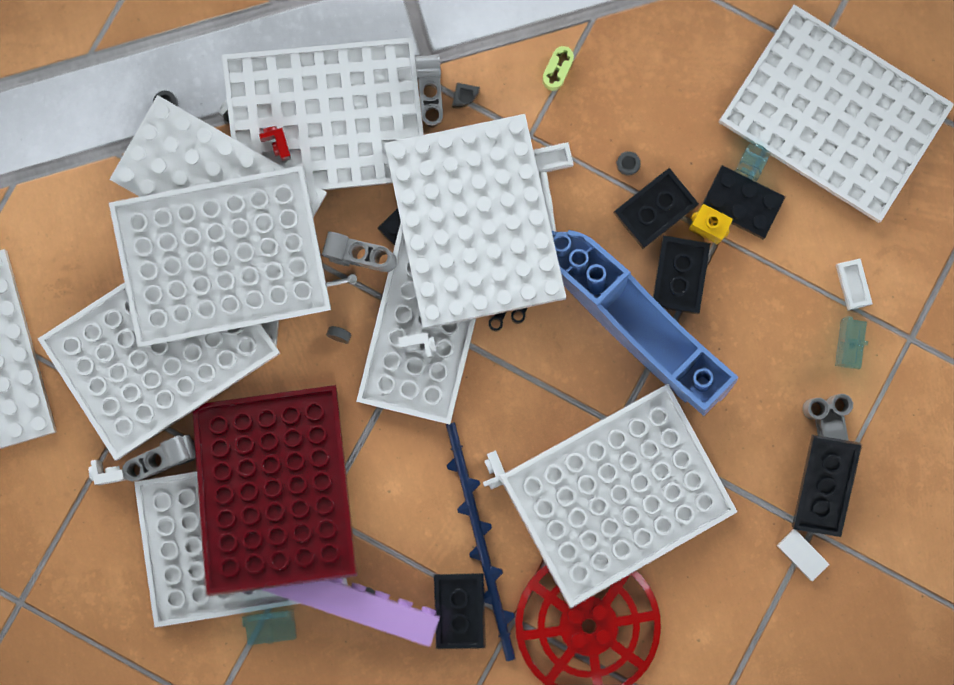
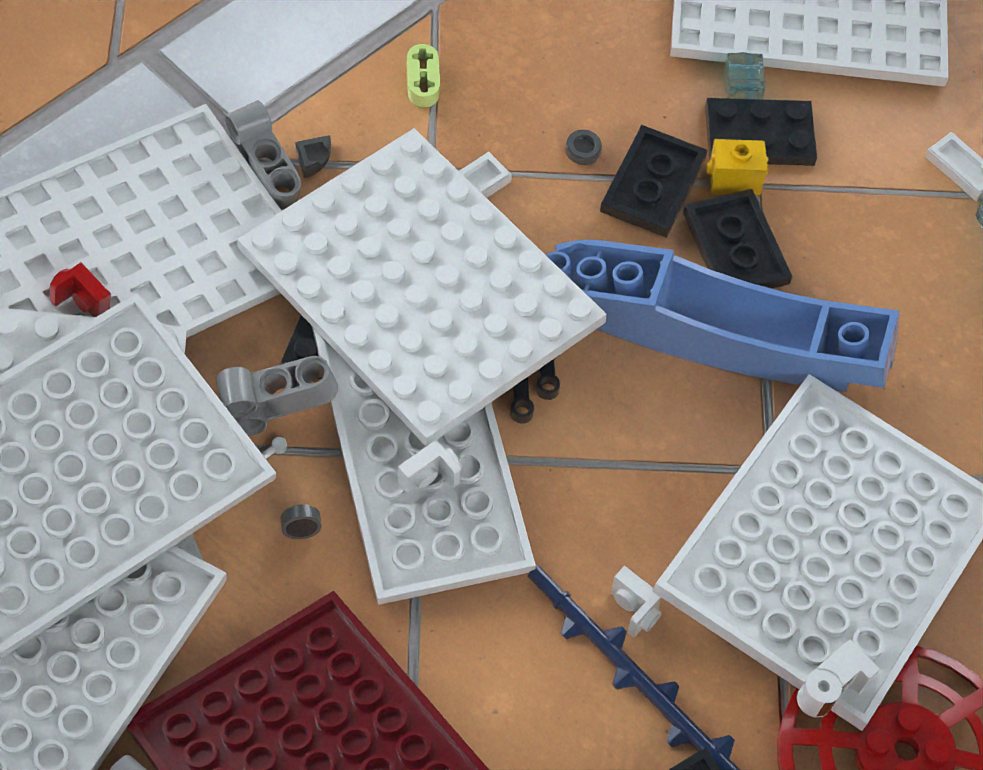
camera: 30 degrees left, 25 degrees down
(554, 580) = (832, 677): none -> white leg

